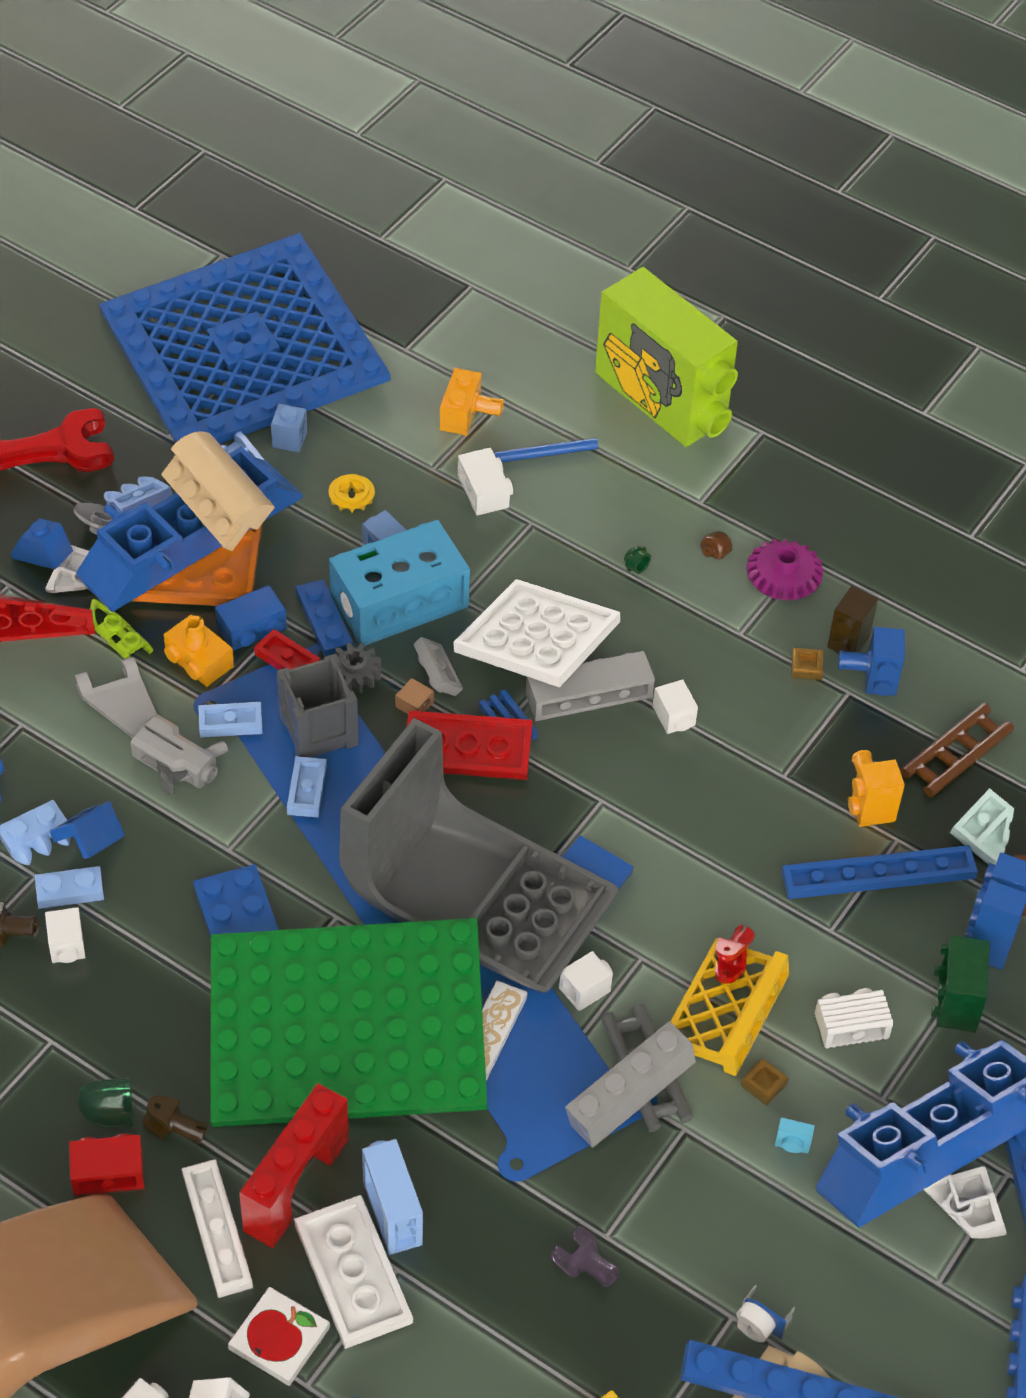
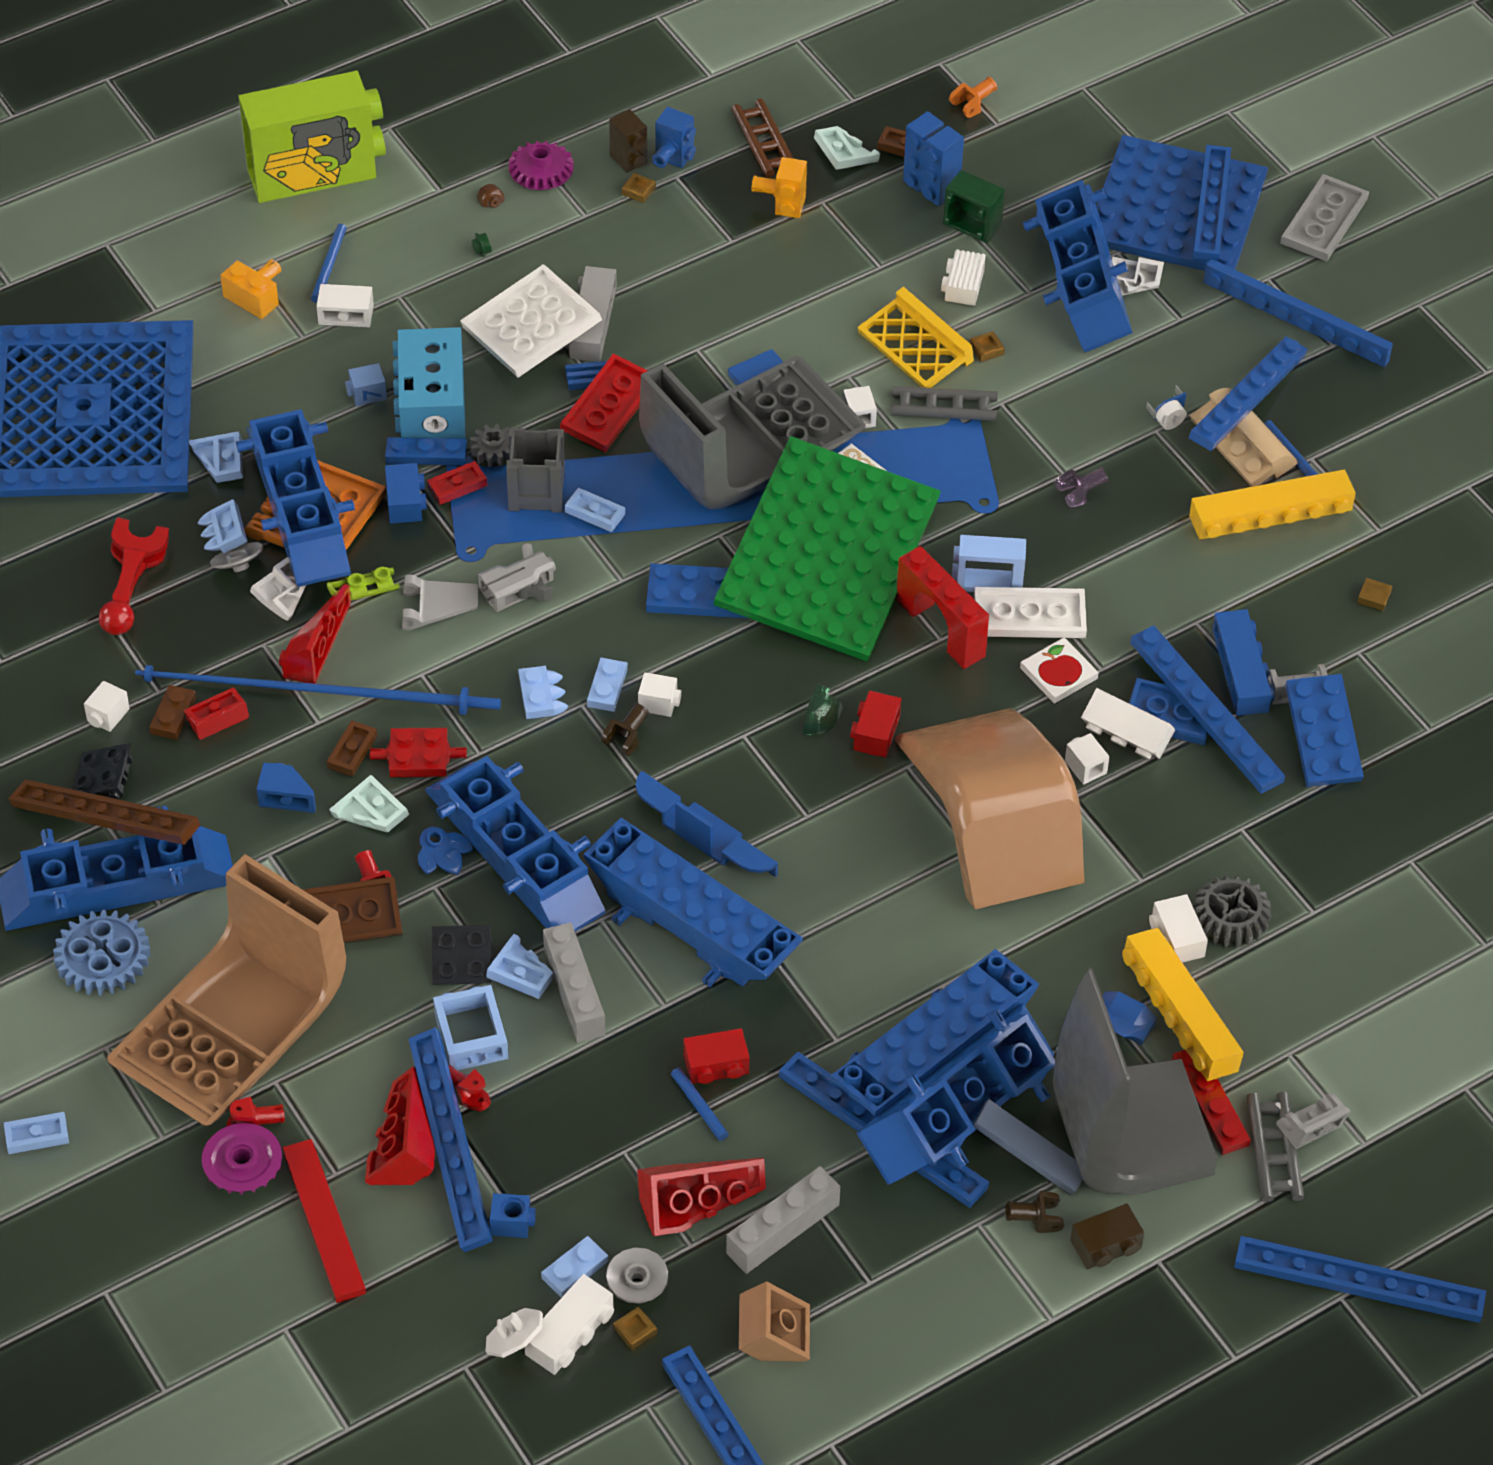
camera: 65 degrees left, 0 degrees up
(43, 545) = (245, 601): blue slope -> none
(91, 828) = (564, 650): blue panel -> none
(170, 1120) = (858, 677): dark brown piece -> none
(198, 650) = (418, 534): light orange brick -> none
(216, 488) = (296, 446): tan brick -> none
(217, 1228) = (955, 680): white tile -> none
(230, 719) = (501, 536): light blue plate -> none
(289, 428) = (210, 406): medium blue brick -> none
(340, 489) = (298, 385): yellow gear -> none
(414, 697) = (542, 419): medium nougat piece -> none
(437, 666) = (533, 397): light grey plate -> none
(630, 1084) = (965, 407): light grey brick -> none
(675, 706) = (642, 272): white brick -> none
(733, 955) = (884, 317): red piece -> none
(794, 1136) = (1042, 343): medium azure plate -> none
(879, 872) = (850, 219): blue plate -> none

